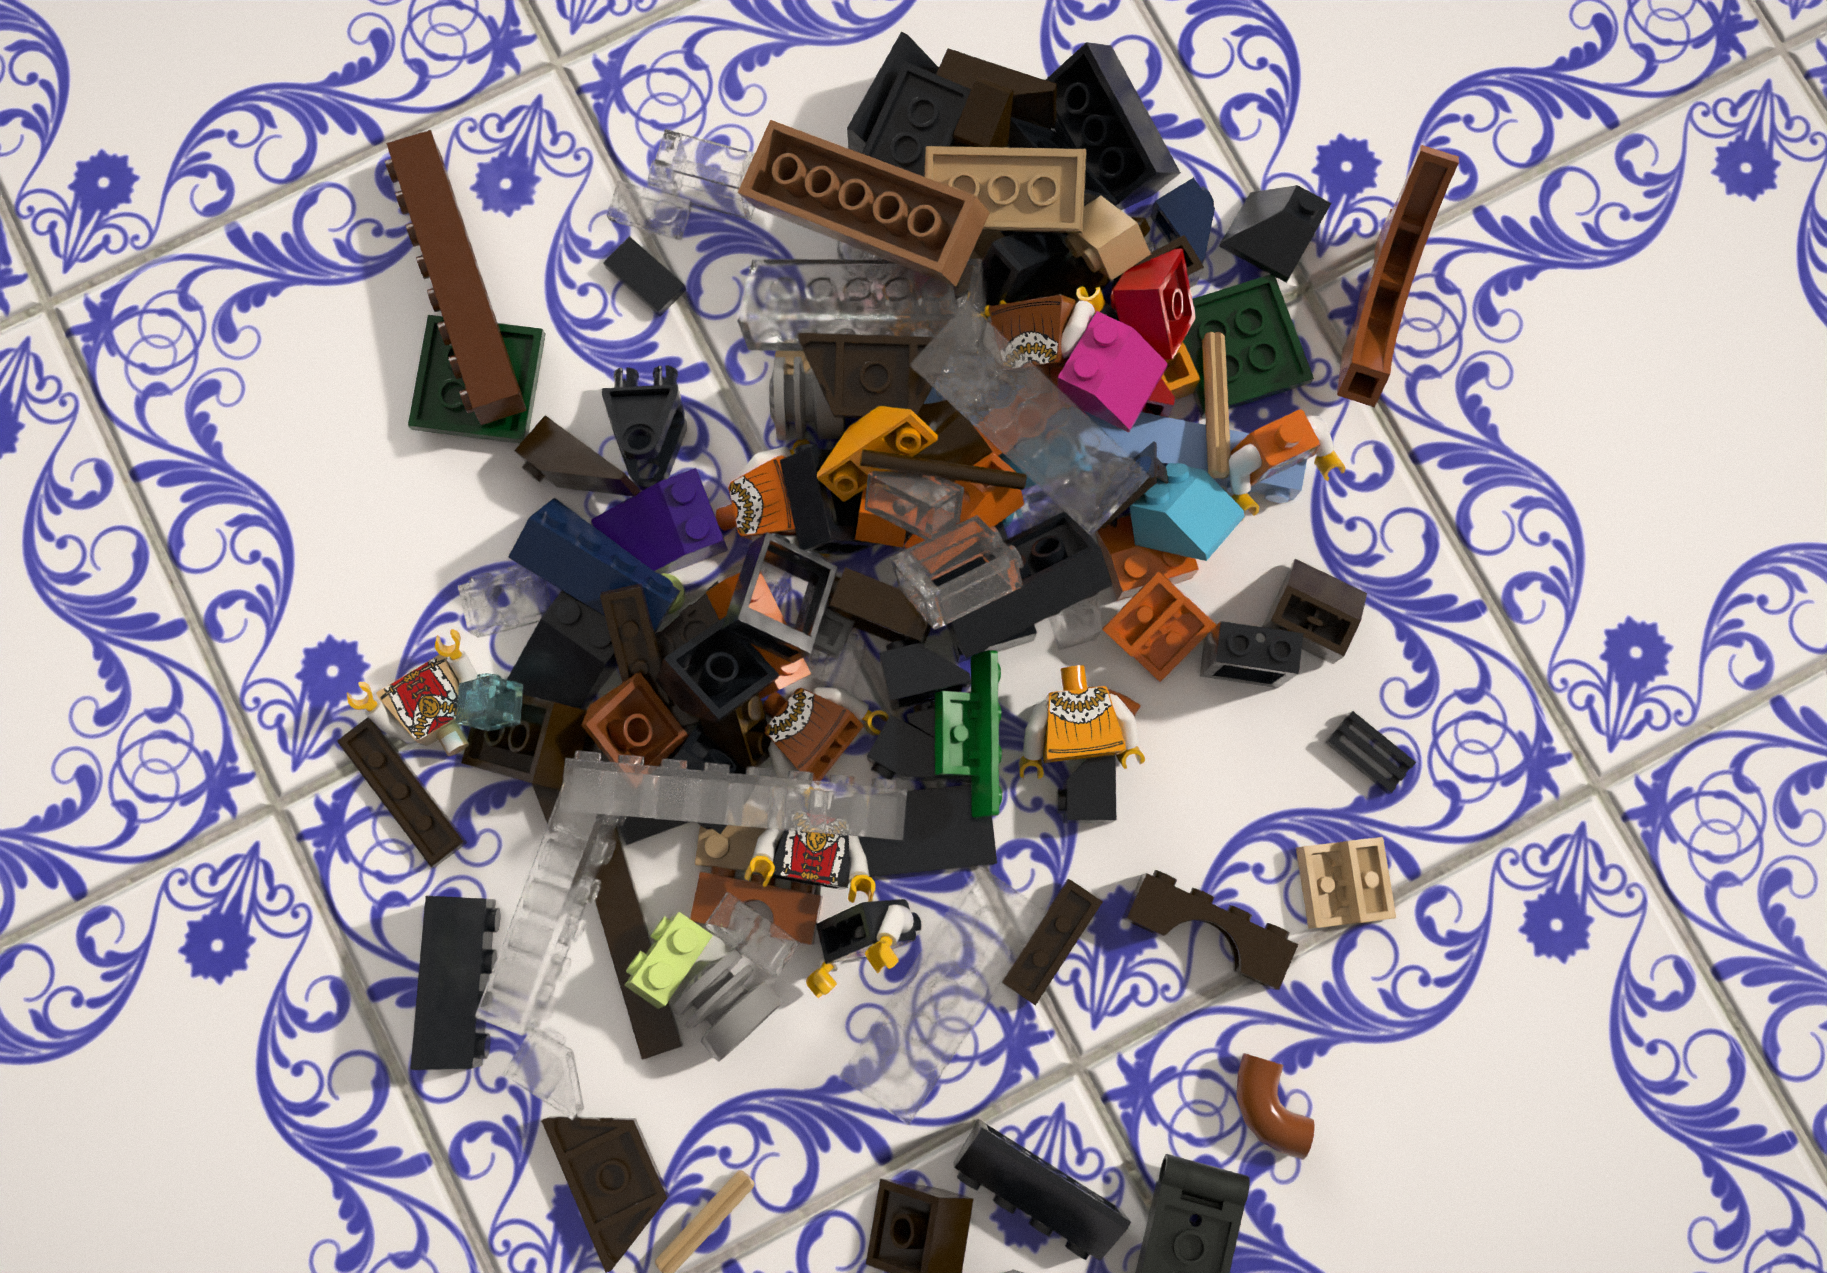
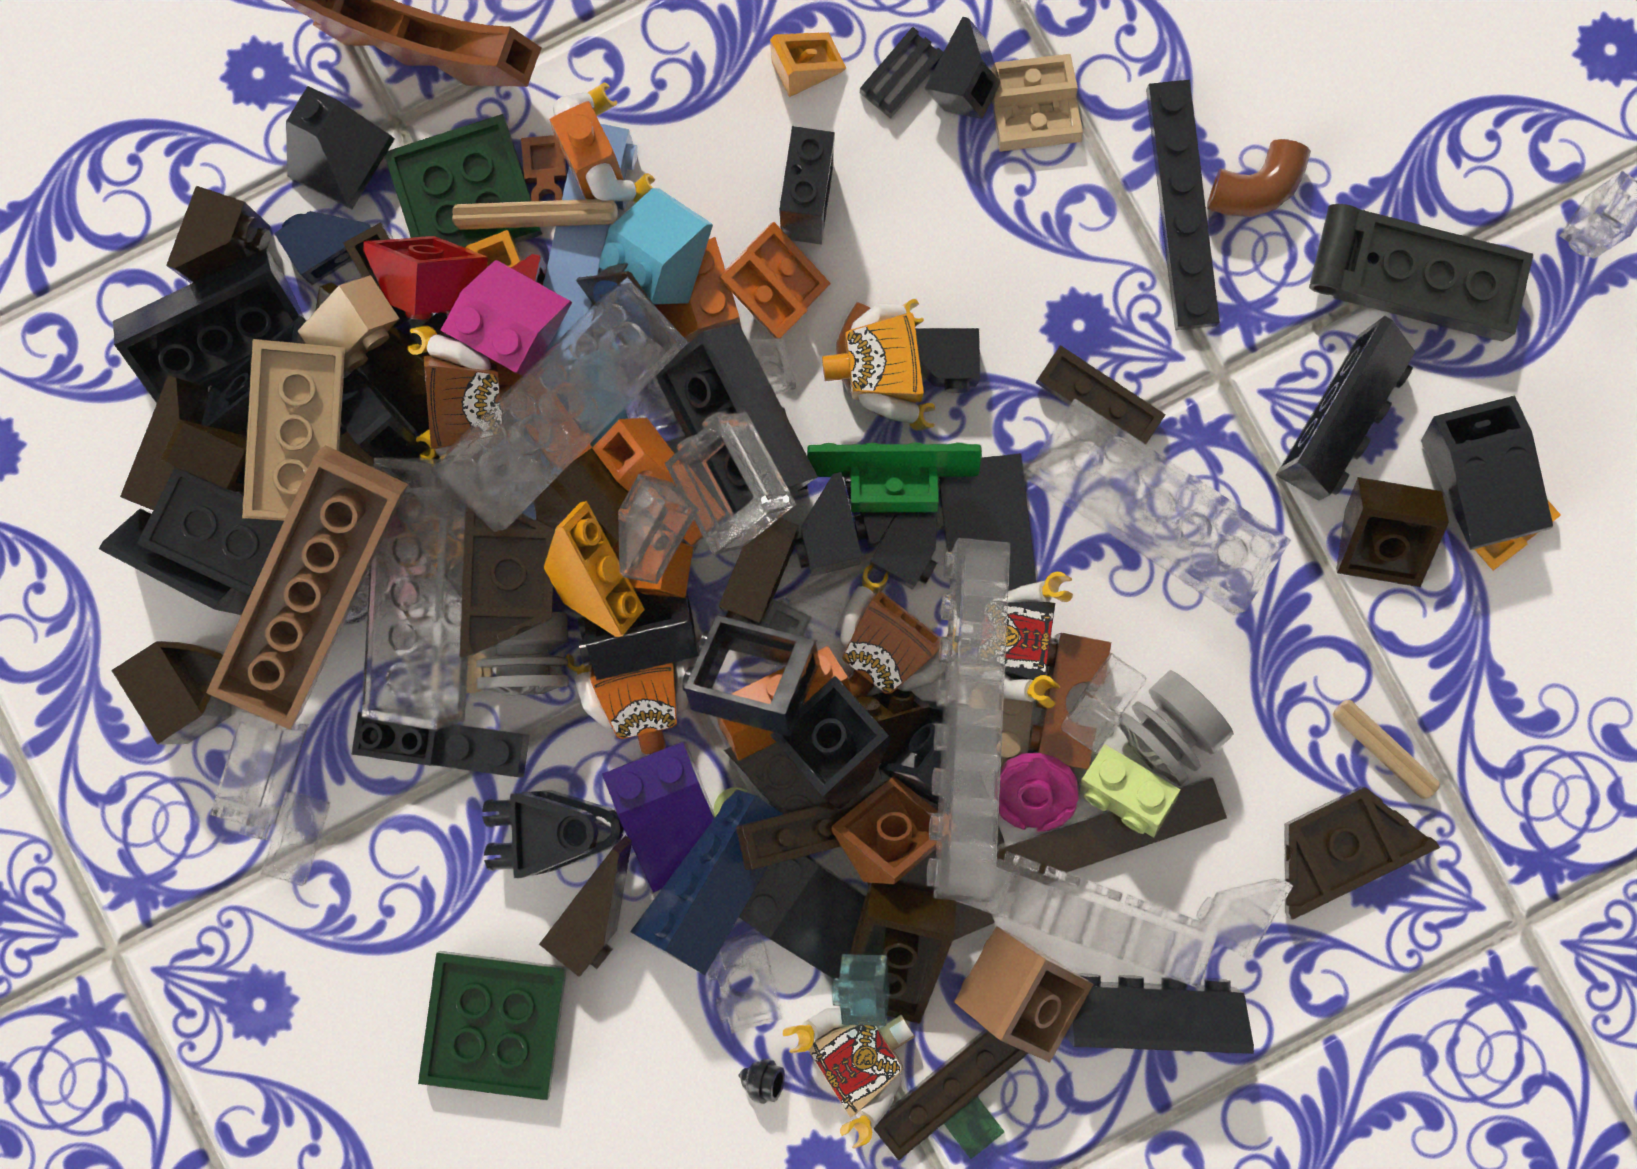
camera: 90 degrees left, 5 degrees up
(363, 812) = (974, 1127): none -> clear green tile
(415, 618) = (763, 1081): none -> black plate
(455, 279) = (374, 1053): reddish brown brick -> none
(477, 851) = (1022, 995): none -> medium nougat slope
(644, 276) = (373, 841): black tile -> none
(670, 871) = (1037, 792): none -> dark pink tile
(725, 346) = (449, 747): none -> black slope
(778, 91) = (170, 688): none -> dark brown piece
(860, 932) = (1100, 589): torso -> none
(943, 469) = (618, 497): dark brown bar -> none
(1188, 126) = (216, 235): none -> dark brown slope
(1247, 1029) = (1182, 205): none -> black plate
(1256, 951) = (1108, 193): dark brown arch -> none
(1262, 412) = (543, 165): none -> dark orange plate
(1318, 607) = (756, 119): dark brown slope -> none
(1371, 812) = (965, 73): none -> black slope
(1379, 659) = (804, 60): none -> light orange slope

